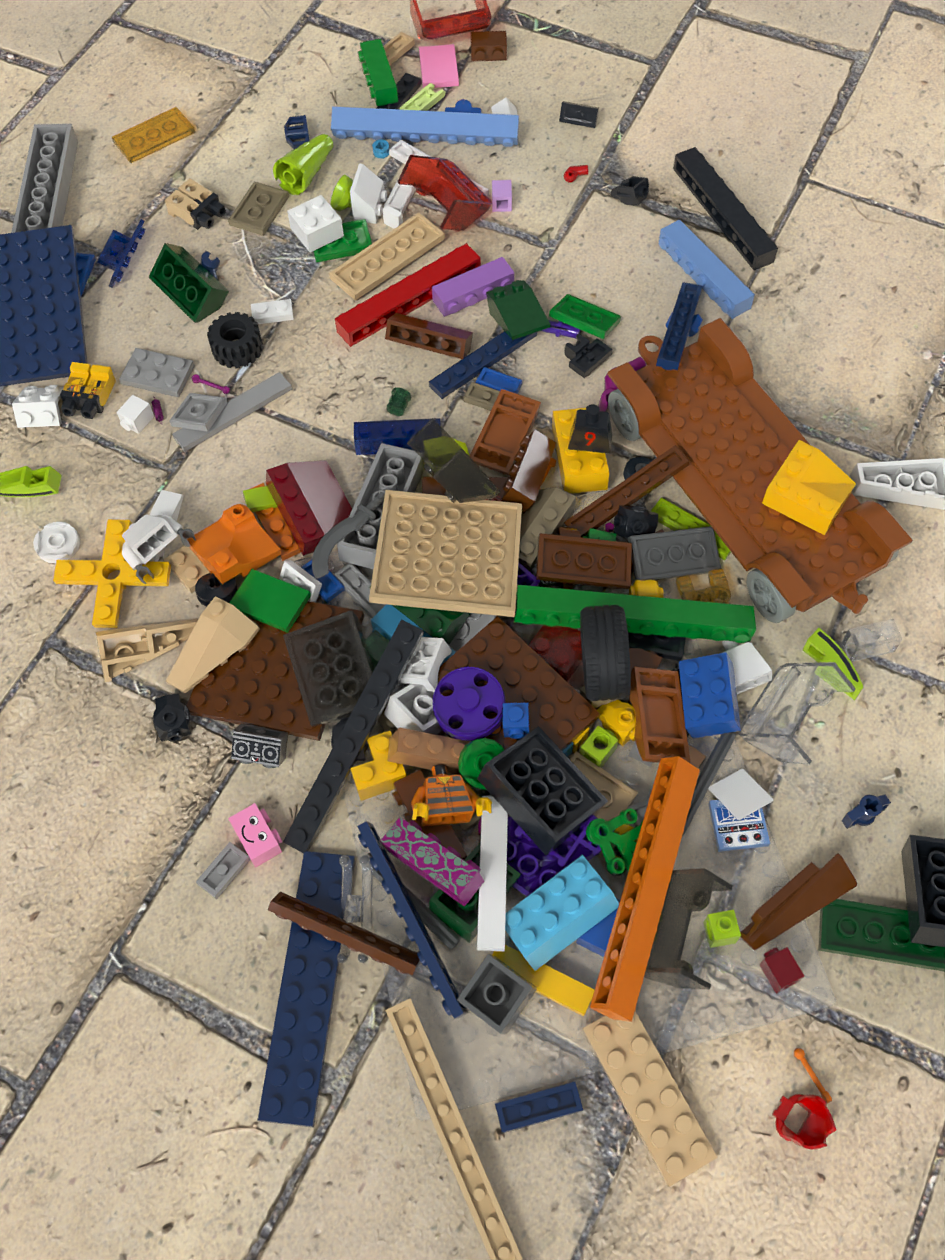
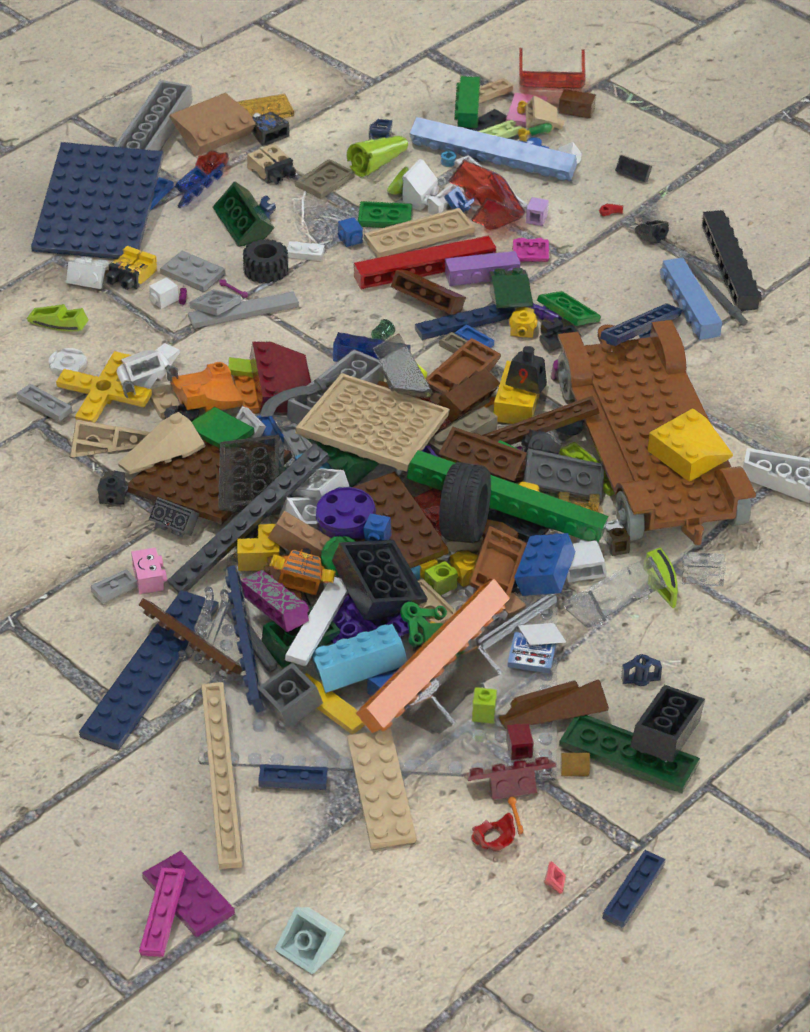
camera: 15 degrees right, 20 degrees down
(49, 612) = (44, 402): none -> light grey plate
(111, 167) = (212, 123): none -> medium nougat slope
(127, 215) = (211, 161): none -> clear red piece
(175, 156) = (270, 128): none -> black torso
(313, 274) = (350, 232): none -> blue brick
(315, 223) = (366, 195): white brick -> none
(413, 202) = (457, 200): none -> bracket
(459, 72) = (540, 118): none -> tan torso
(515, 248) = (531, 249): none -> dark pink bracket
(544, 348) = (524, 320): none -> yellow hand
(754, 273) = (733, 310): none -> dark grey bar
(766, 623) = (616, 538): none -> dark brown leg
(789, 1024) = (512, 779): none -> dark red bracket
(849, 974) = (575, 764): none -> pearl gold piece
(896, 1164) = (555, 877): none -> coral slope

